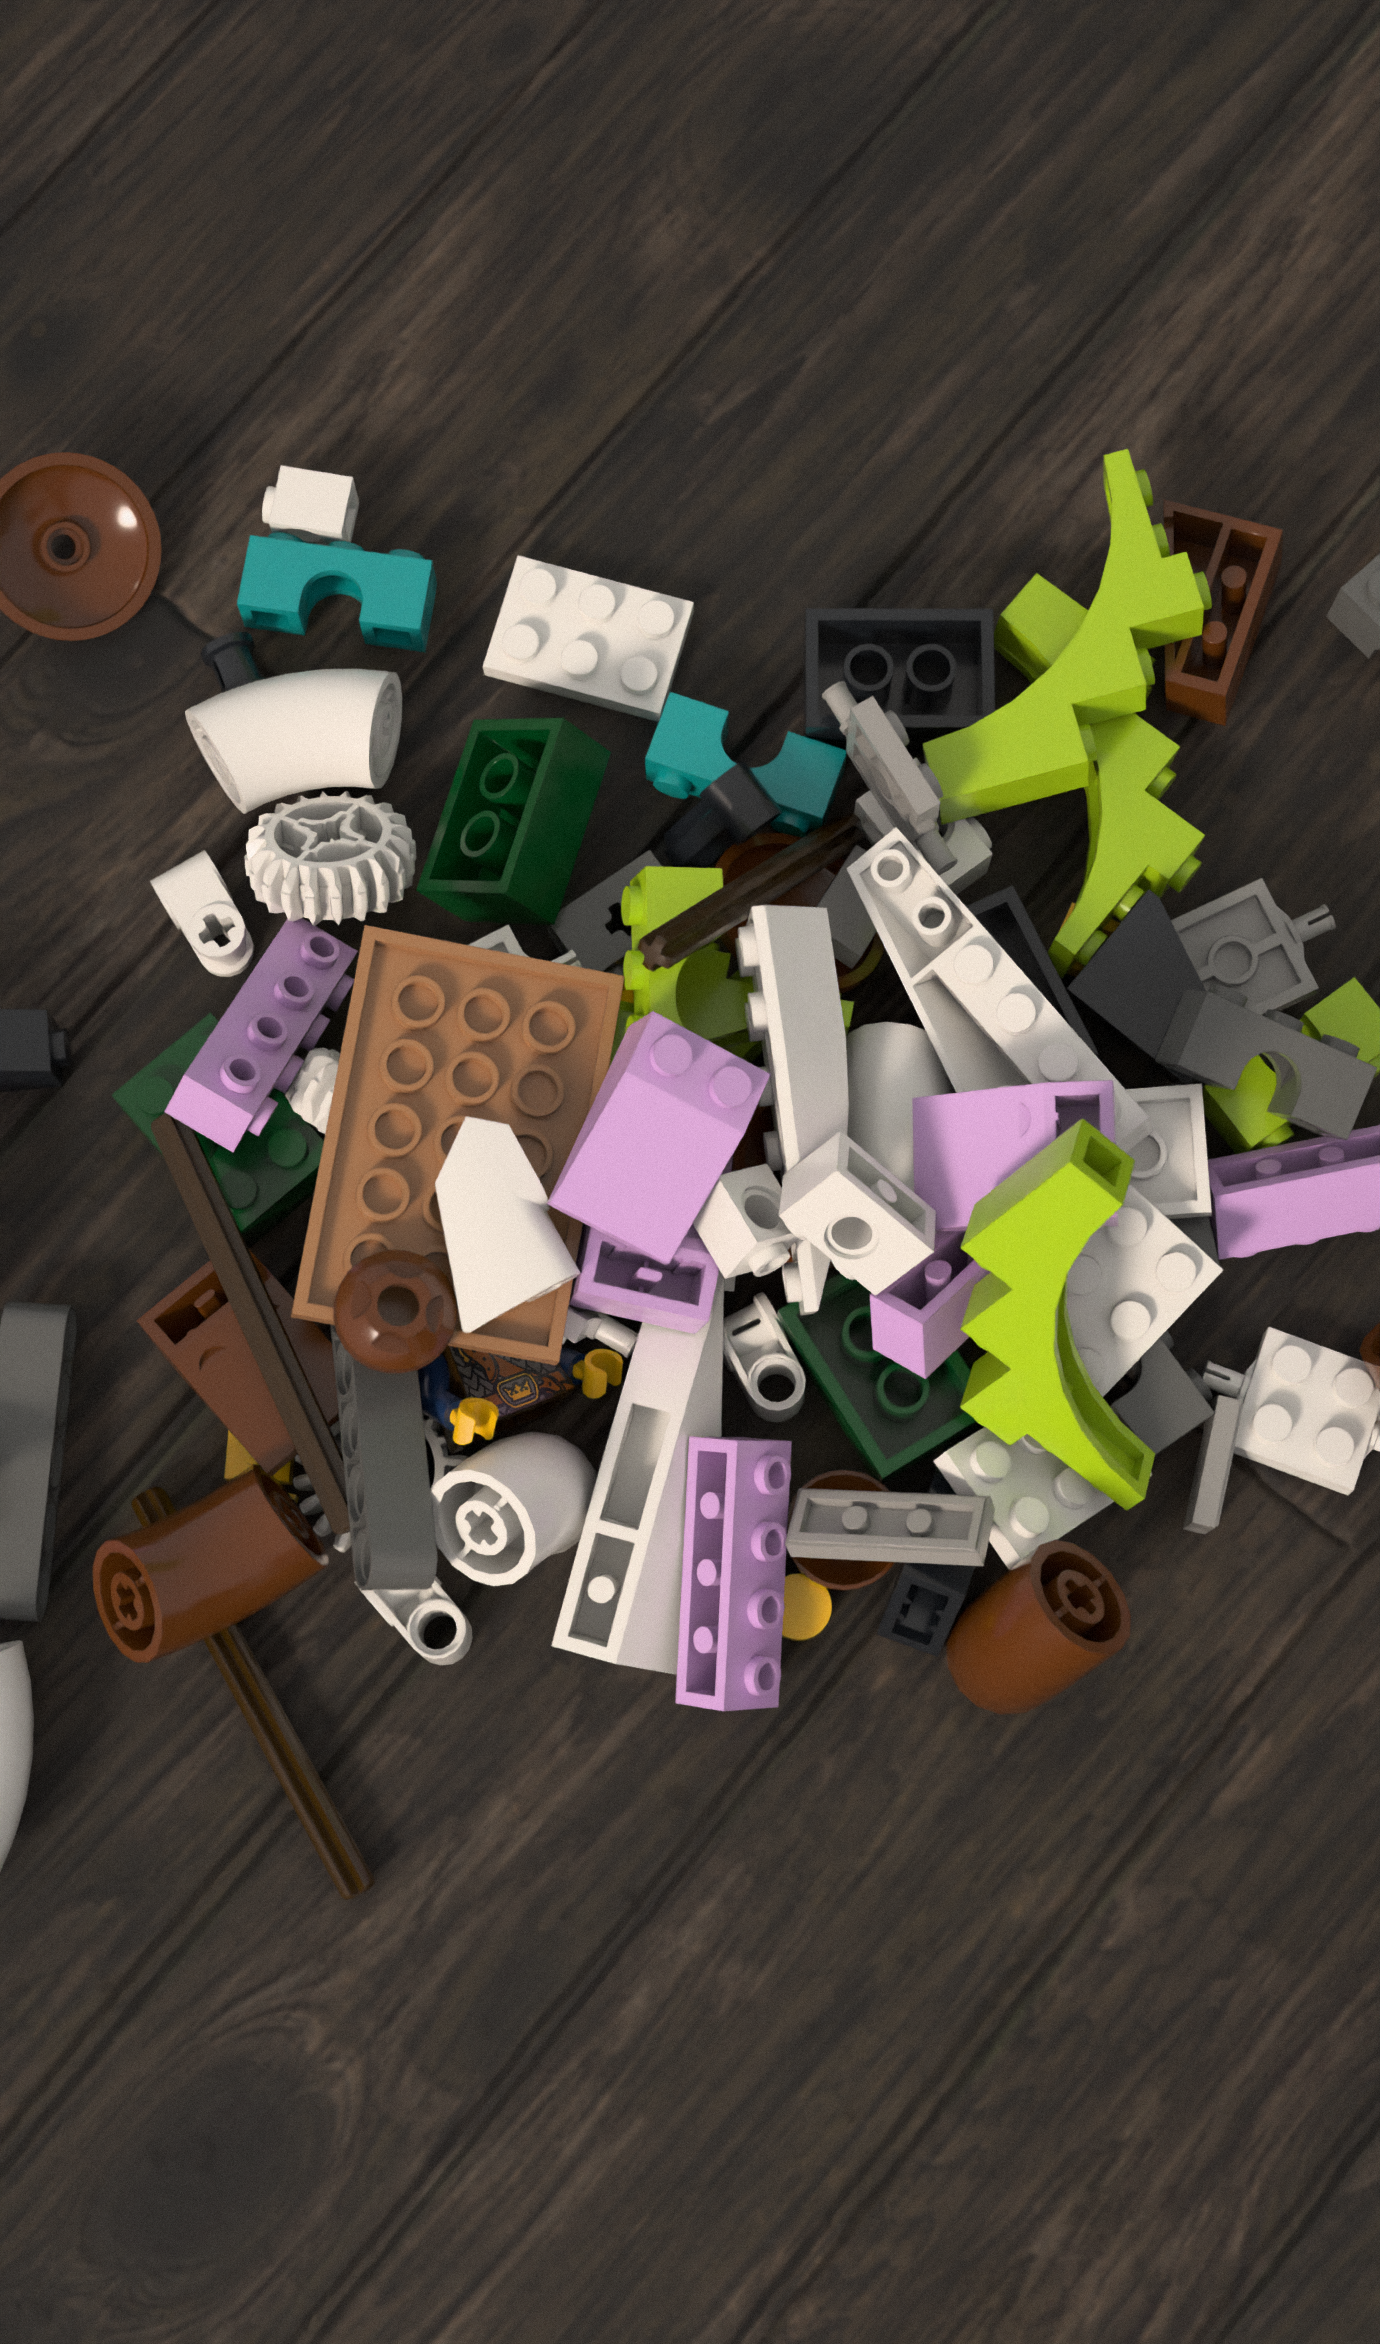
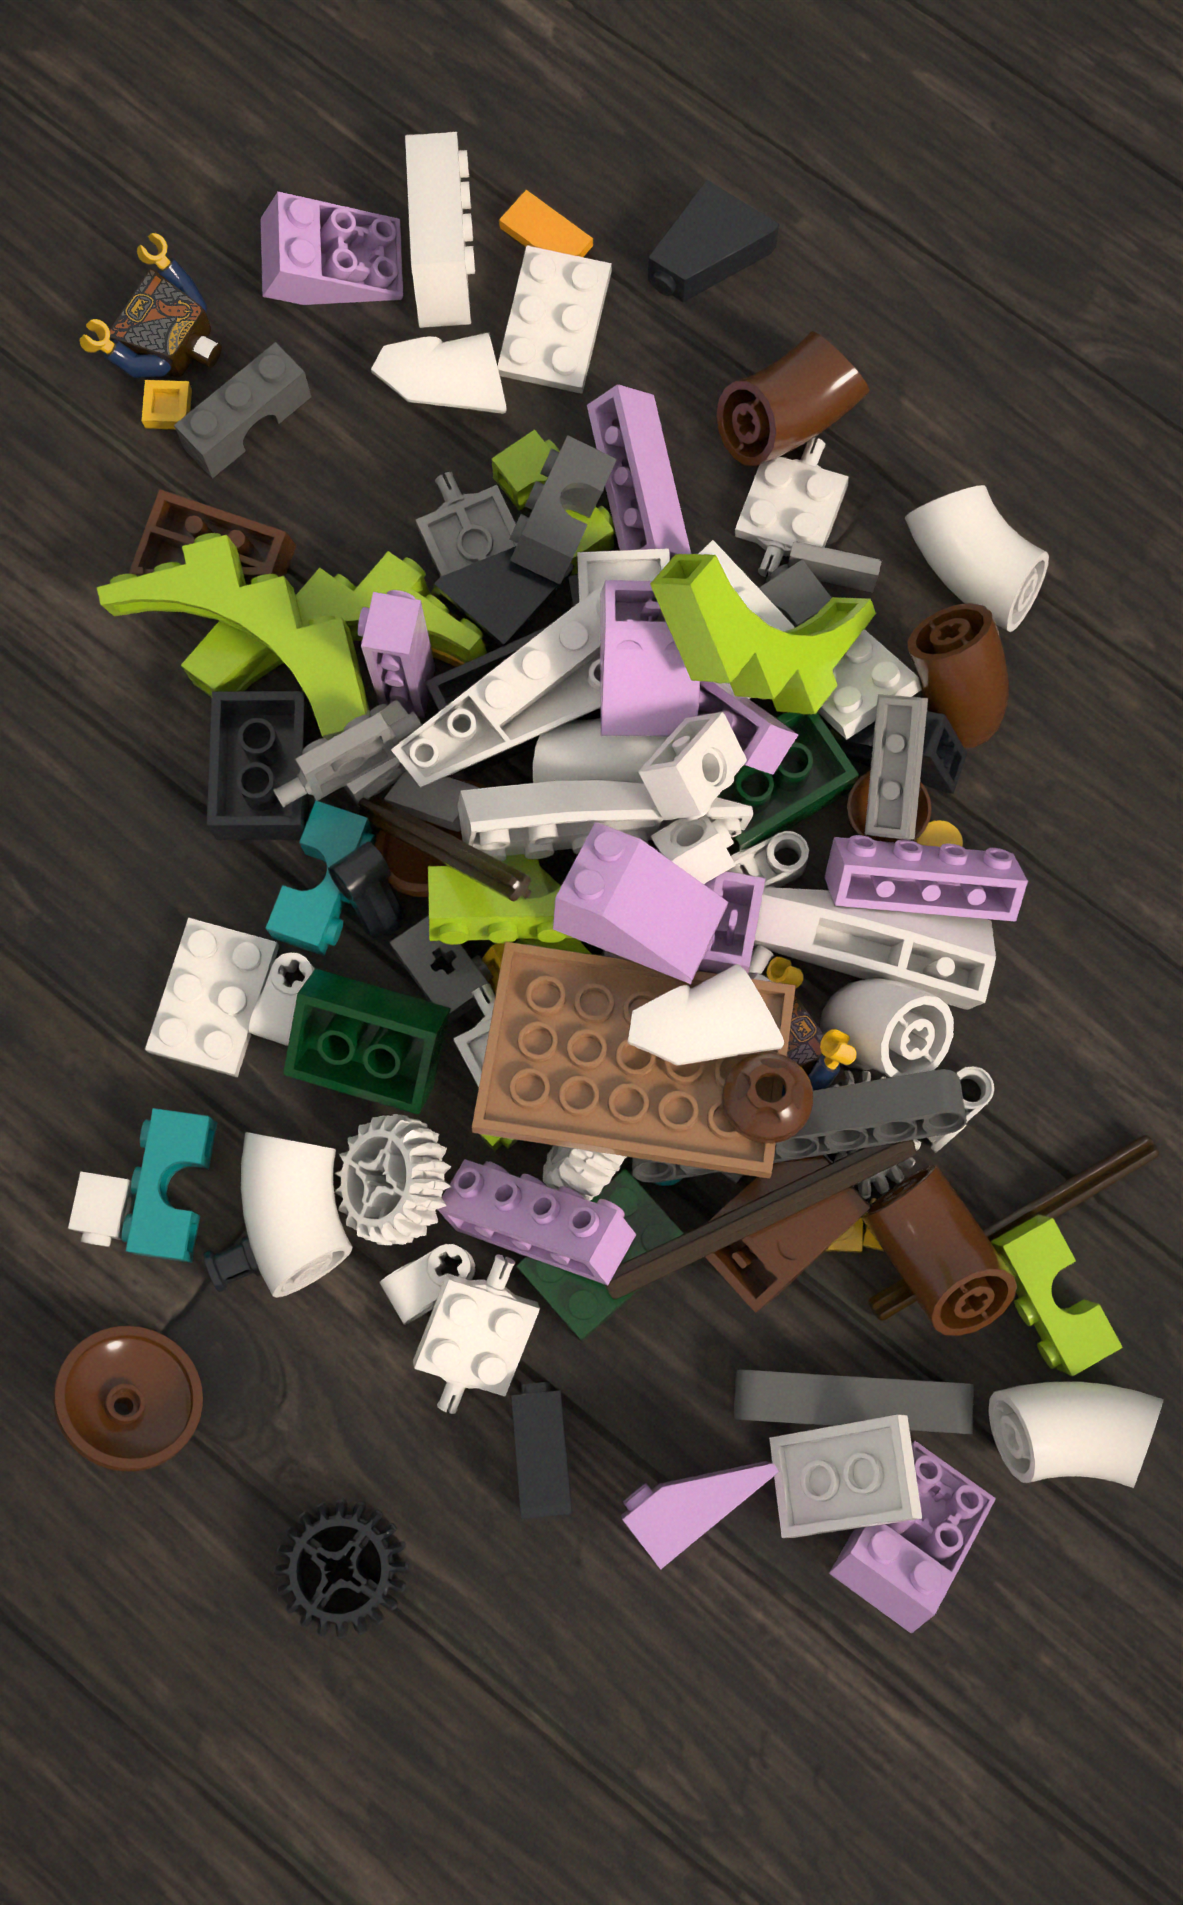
camera: 90 degrees left, 0 degrees up
(98, 1756) = (1070, 1336): none -> lime arch
(130, 969) = (476, 1334): none -> white plate
(591, 715) = (276, 1005): none -> white piece
(1044, 835) = (397, 650): none -> lavender brick
(1225, 1677) = (979, 554): none -> white brick

